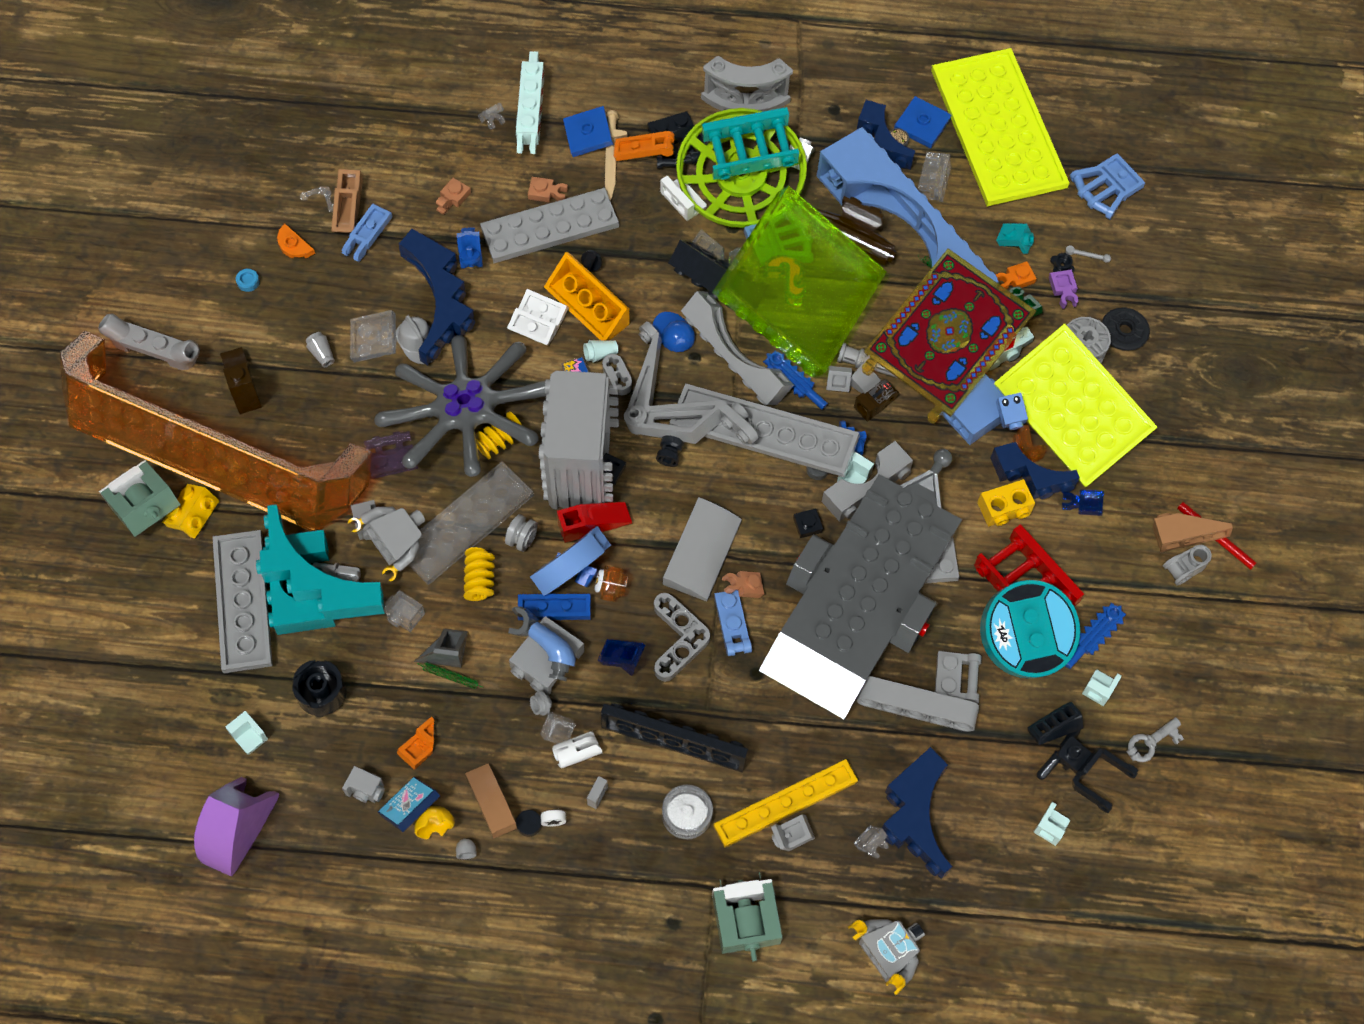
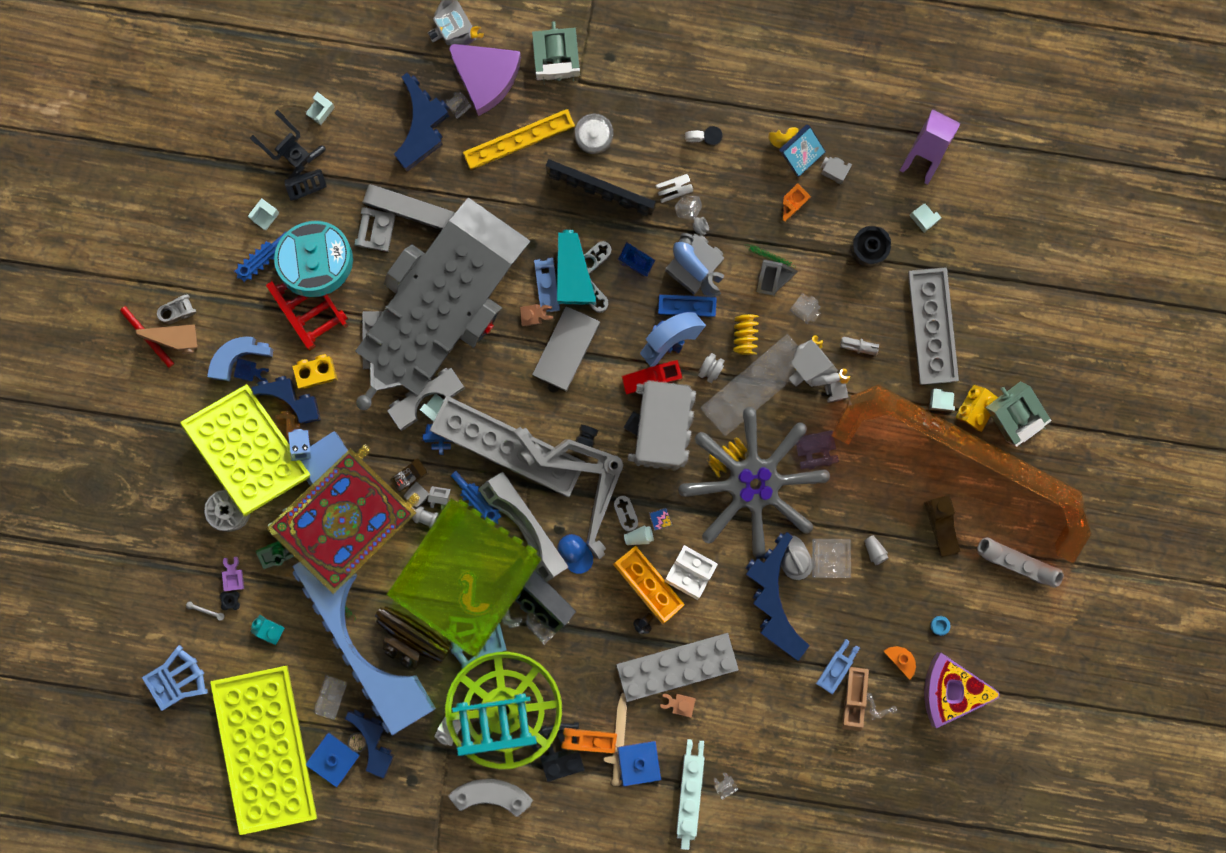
camera: 175 degrees left, 20 degrees up
(232, 209) = (953, 691): none -> piece
(235, 514) = (941, 400): none -> light aqua panel
(293, 615) = (896, 312): teal arch -> none
(334, 596) = (882, 327): teal arch -> none
(452, 194) = (761, 704): nougat plate -> none
(465, 849) = (760, 118): light grey hinge -> none
(469, 248) = (748, 637): blue hips -> none
(491, 801) = (741, 152): medium nougat slope -> none
(597, 792) = (661, 152): light grey tile -> none
(611, 583) = (641, 321): clear orange head -> none
(673, 193) = (566, 693): white panel -> none
(700, 627) = (573, 276): none -> teal slope
(792, 833) = (516, 113): light grey bracket -> none
(808, 523) = (478, 367): black plate -> none
(841, 880) = (486, 73): none -> medium lavender piece
(1018, 276) = (270, 591): orange plate -> none
(1103, 526) = (227, 355): none -> medium blue arch
(1136, 321) = (197, 538): black wheel -> none
(1151, 740) = (233, 169): light grey piece -> none

